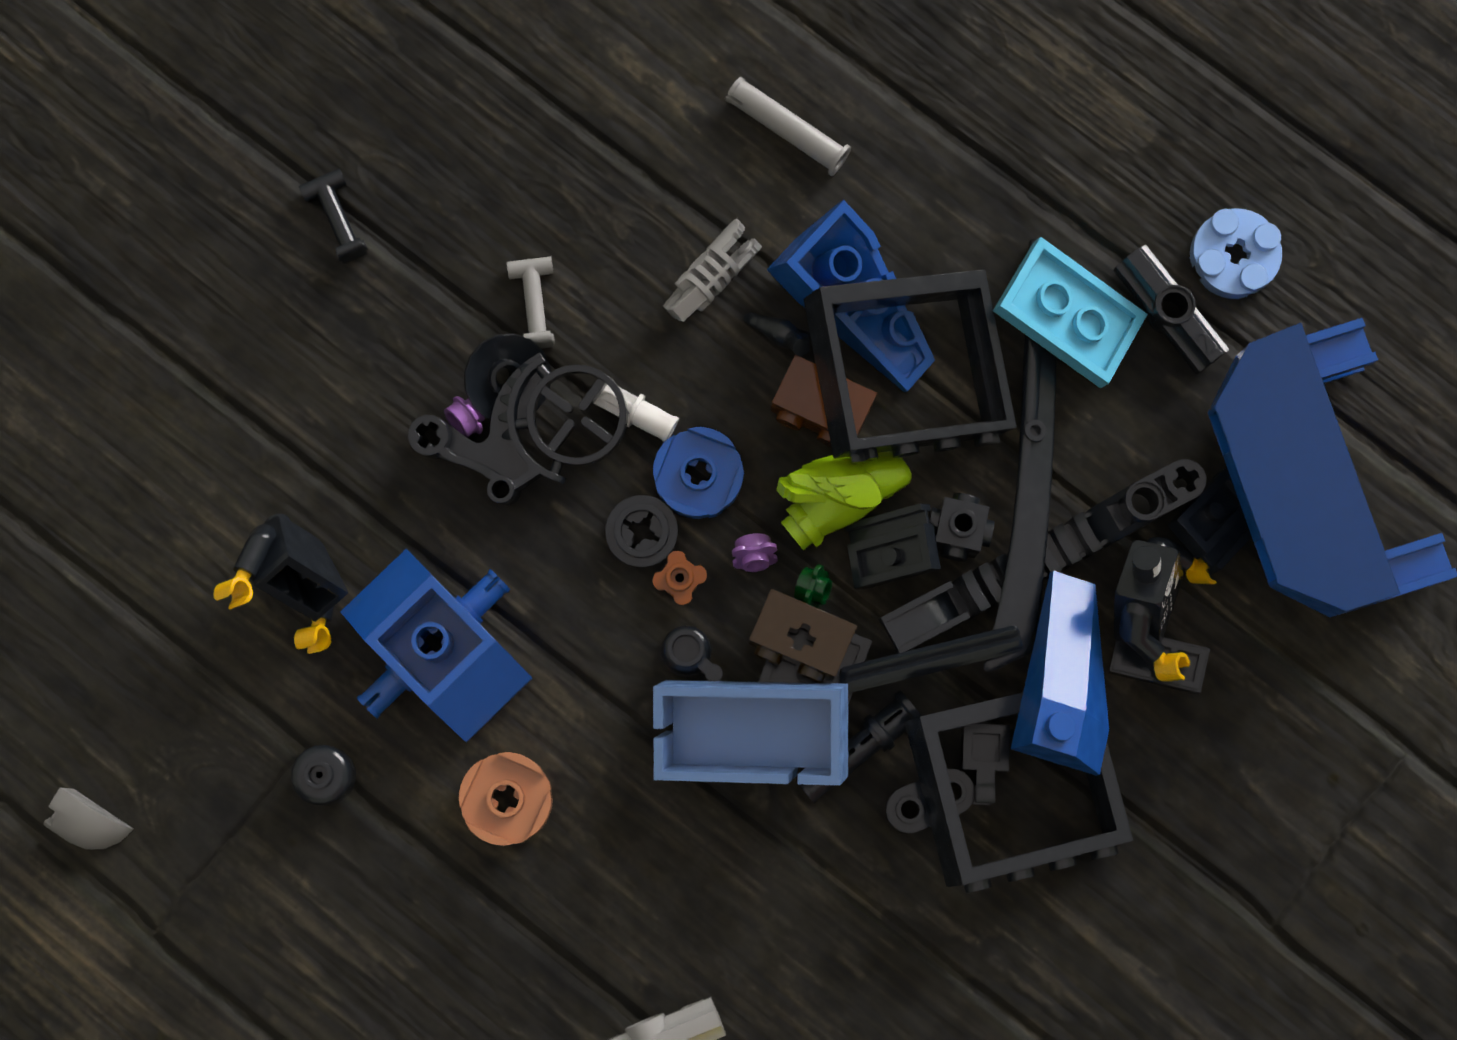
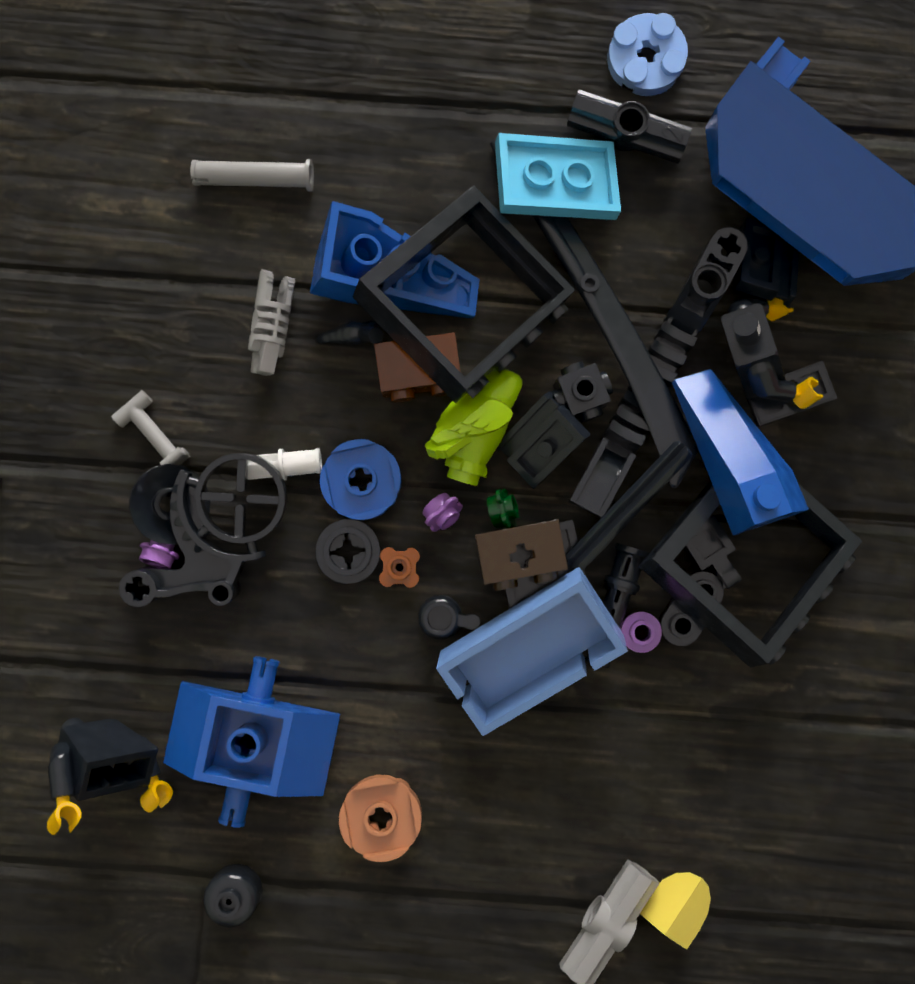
camera: 30 degrees left, 5 degrees up
(852, 794) = (628, 628): none -> medium lavender plate

